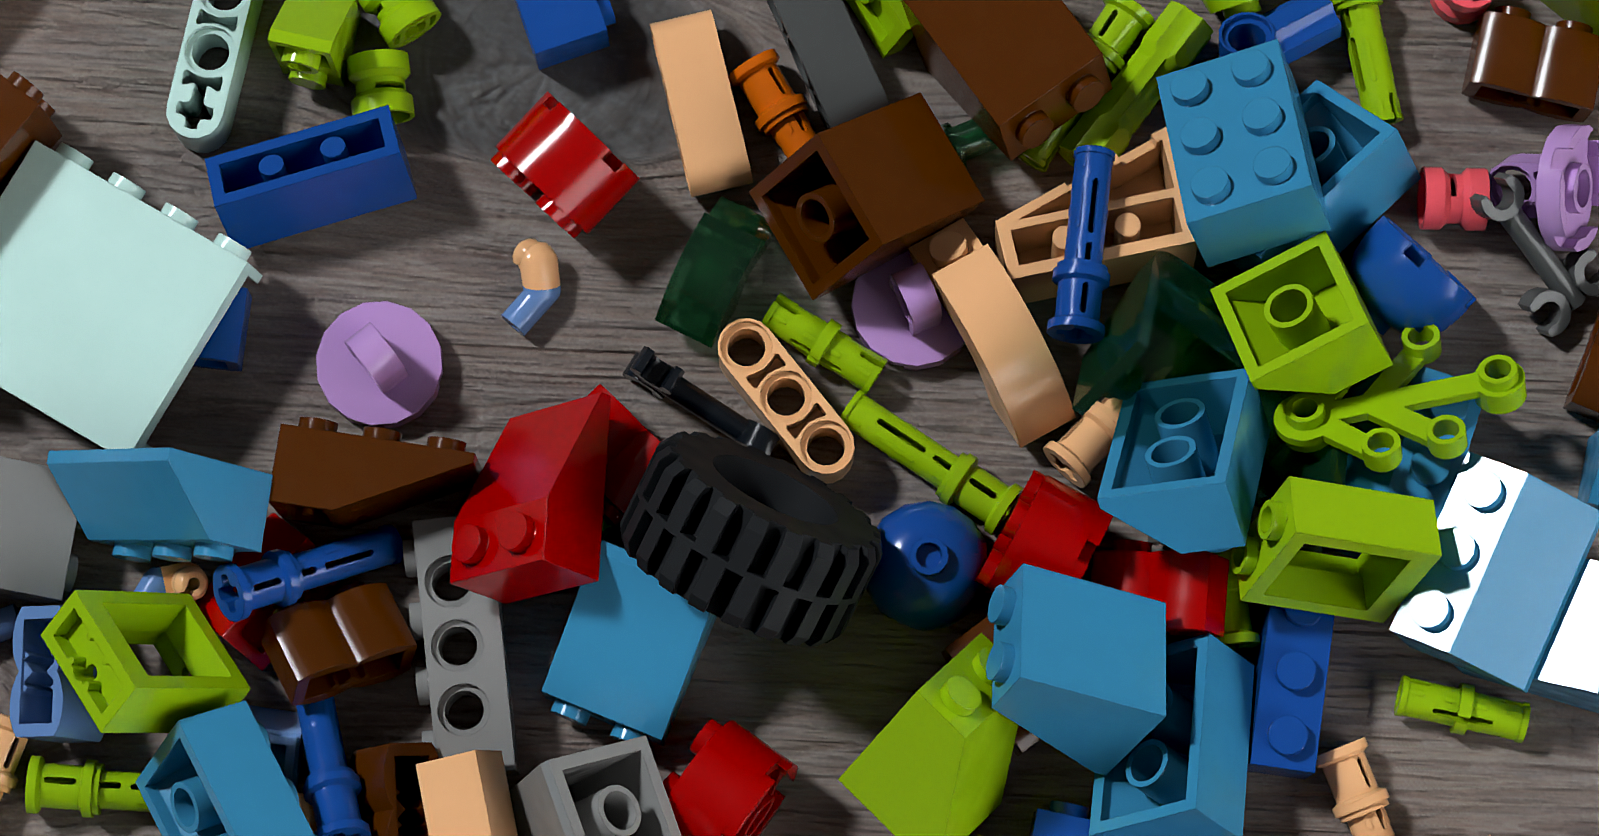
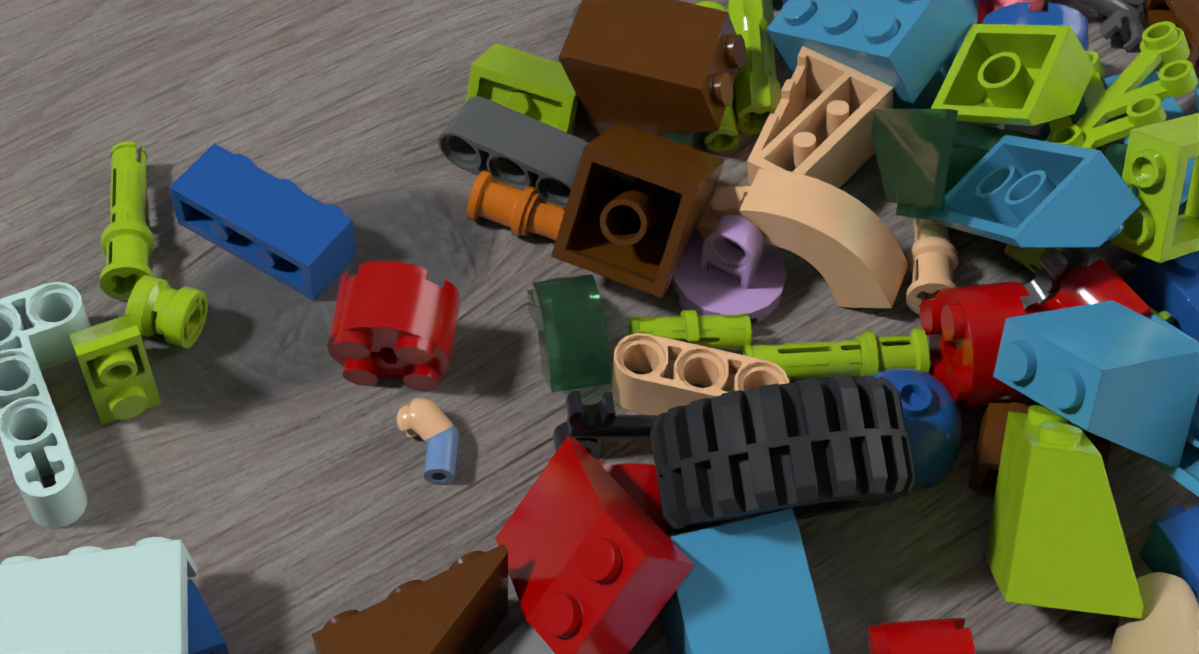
camera: 40 degrees left, 25 degrees down
(311, 178) = (187, 460): blue brick -> none
(380, 81) = (191, 369): lime wheel -> none
(380, 364) = (346, 567): lavender tile -> none
(701, 103) = (461, 239): light nougat beam -> none
(1081, 273) = (840, 141): blue pin -> none

